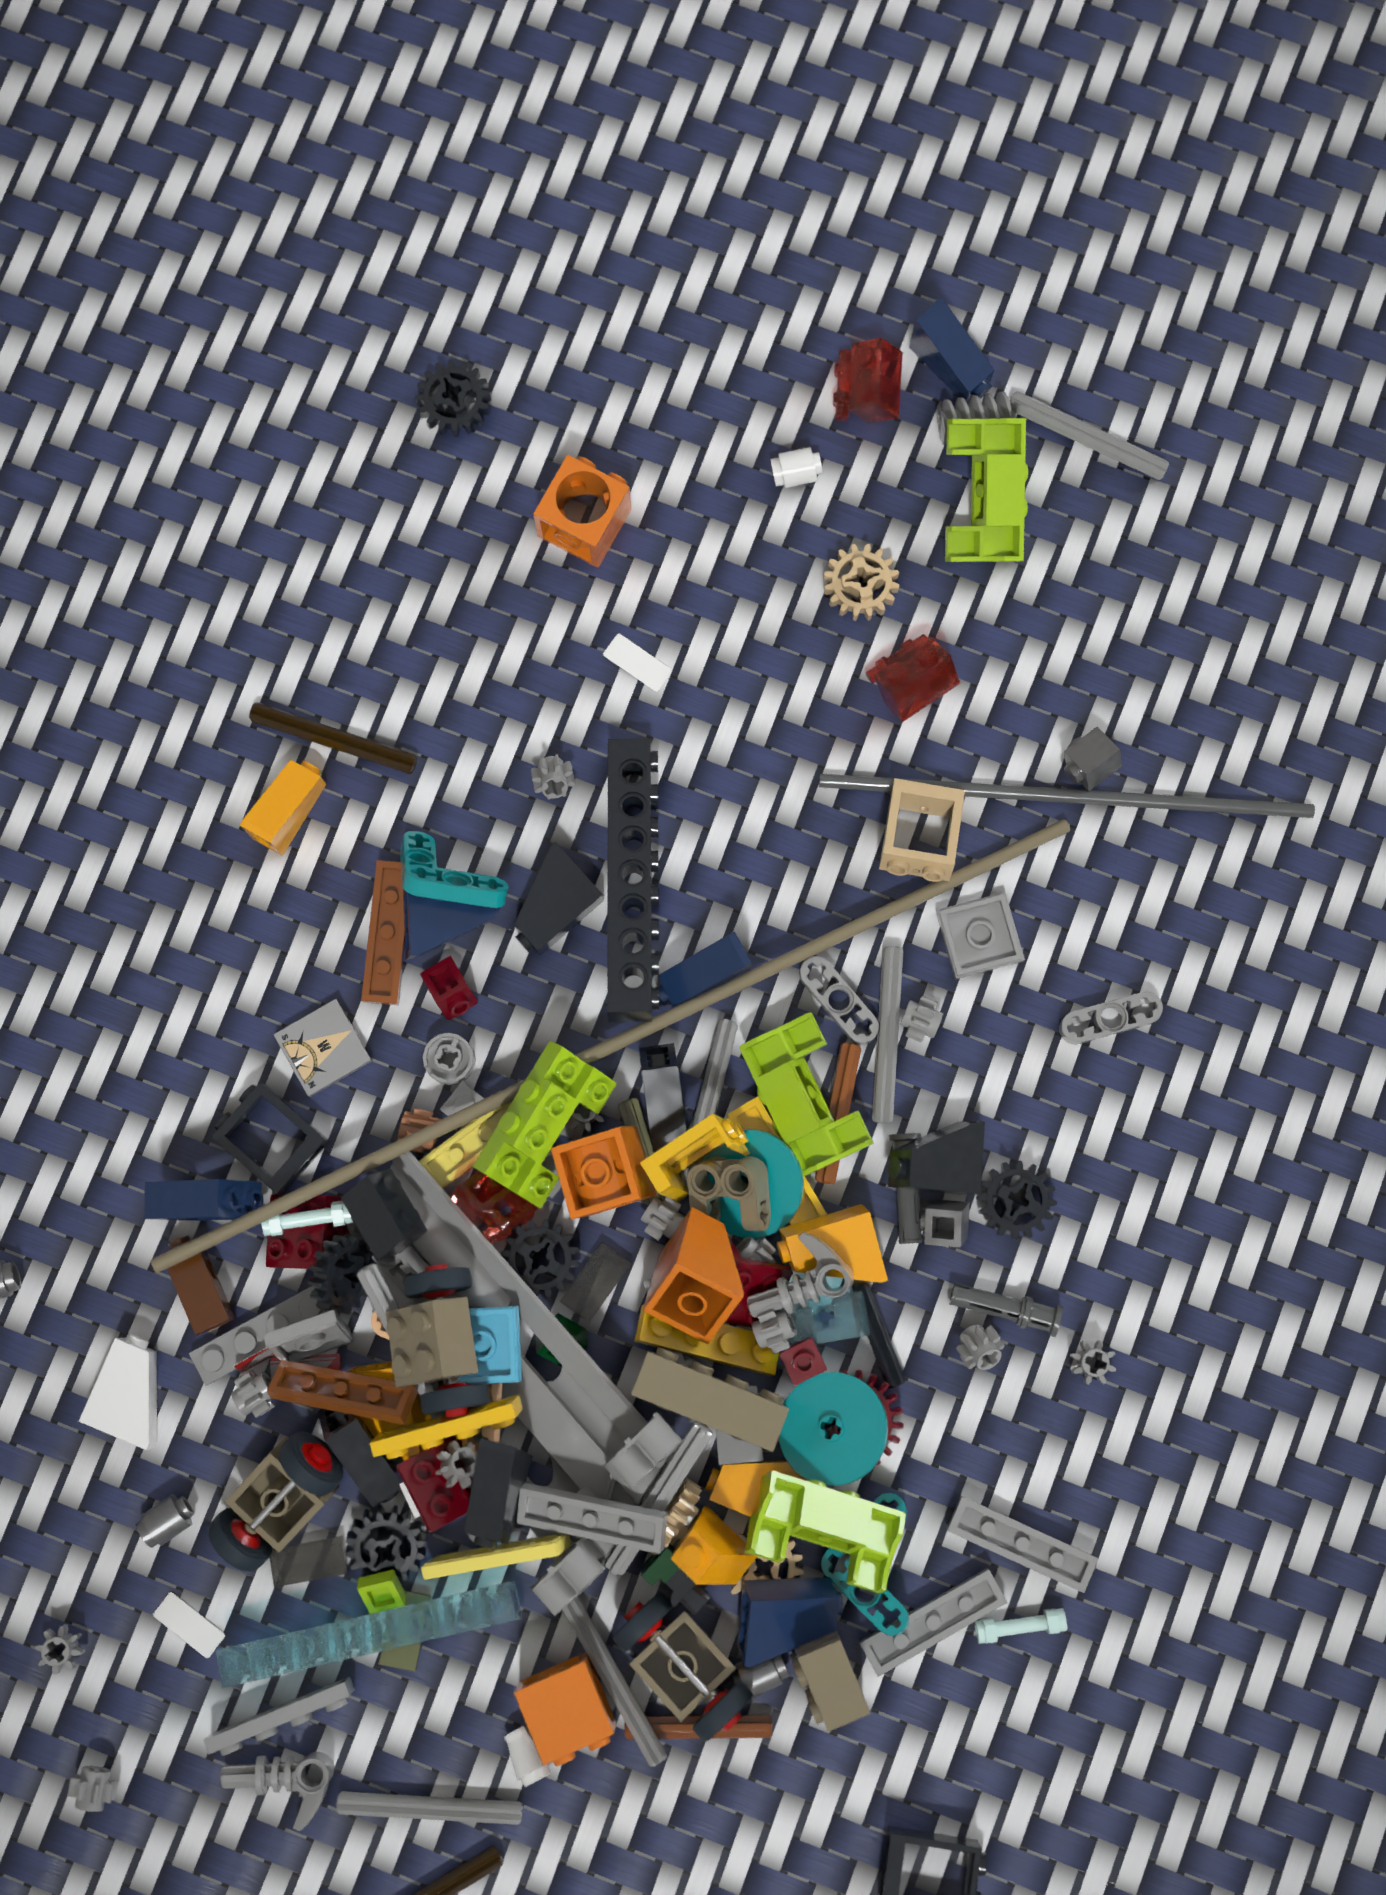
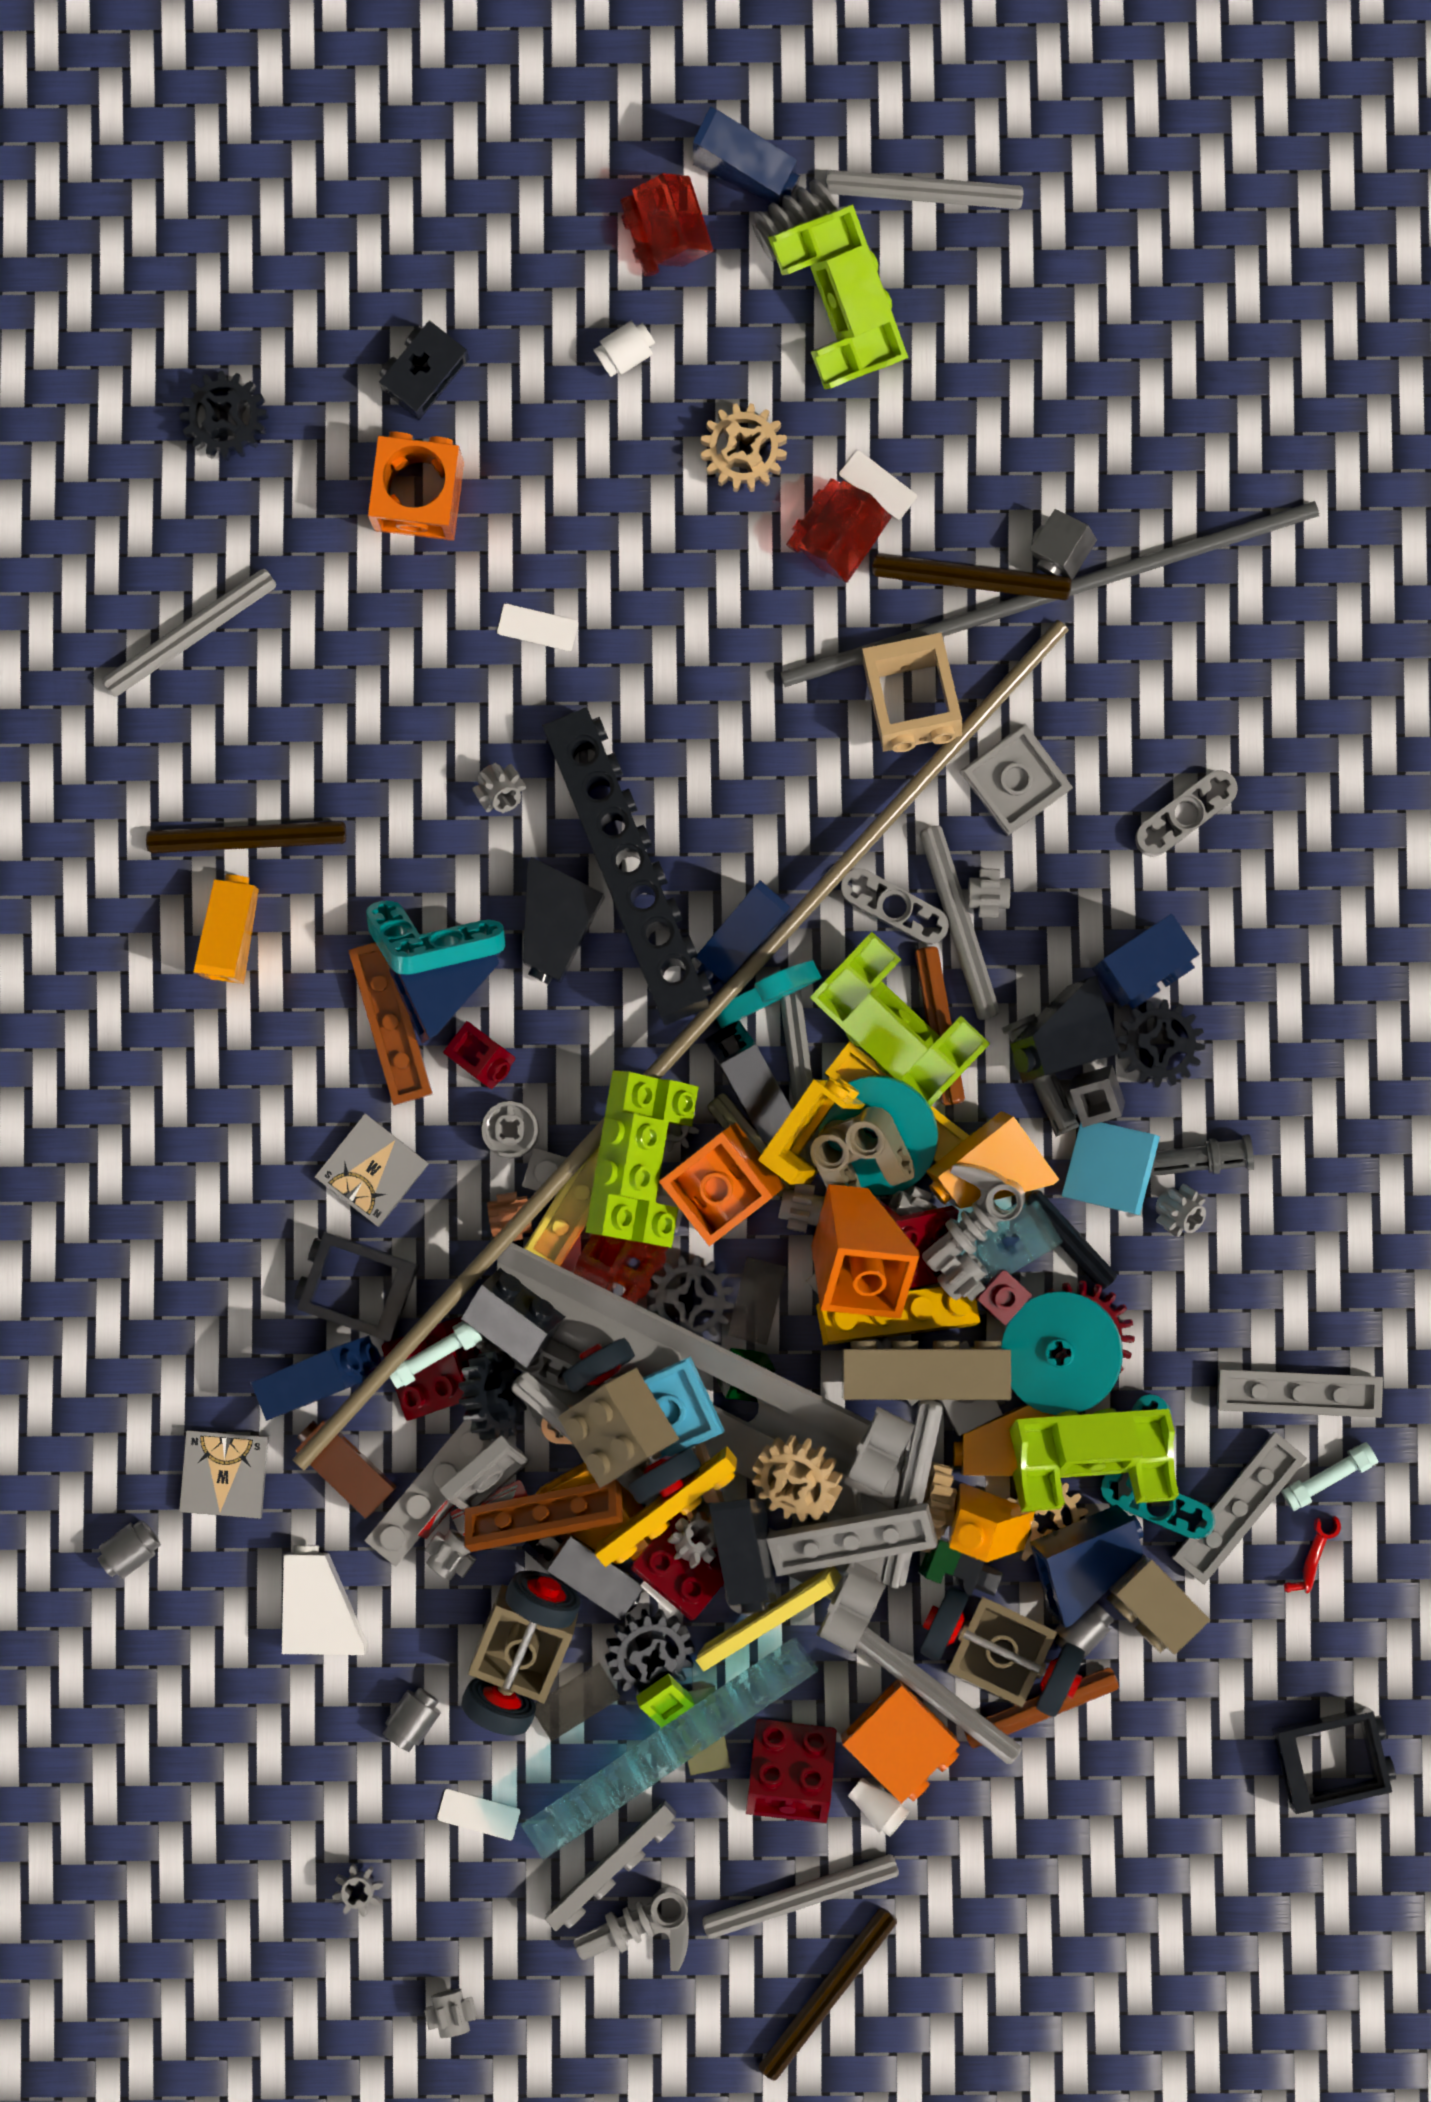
camera: 20 degrees left, 5 degrees up
(97, 1251) = (224, 1474): none -> light grey tile
(355, 558) = (189, 632): none -> light grey axle
(465, 1695) = (791, 1771): none -> dark red bracket
(566, 1446) = (797, 1478): none -> tan gear
(616, 436) = (419, 391): none -> black brick
(707, 1026) = (769, 991): none -> teal beam
(935, 1287) = (1111, 1167): none -> medium azure tile
(965, 661) = (885, 488): none -> white sticker
(980, 1690) = (1313, 1556): none -> red piece
(1007, 756) = (972, 576): none -> dark brown axle
(1030, 1125) = (1153, 956): none -> dark blue brick
(1101, 1356) = (1308, 1170): light grey gear -> none

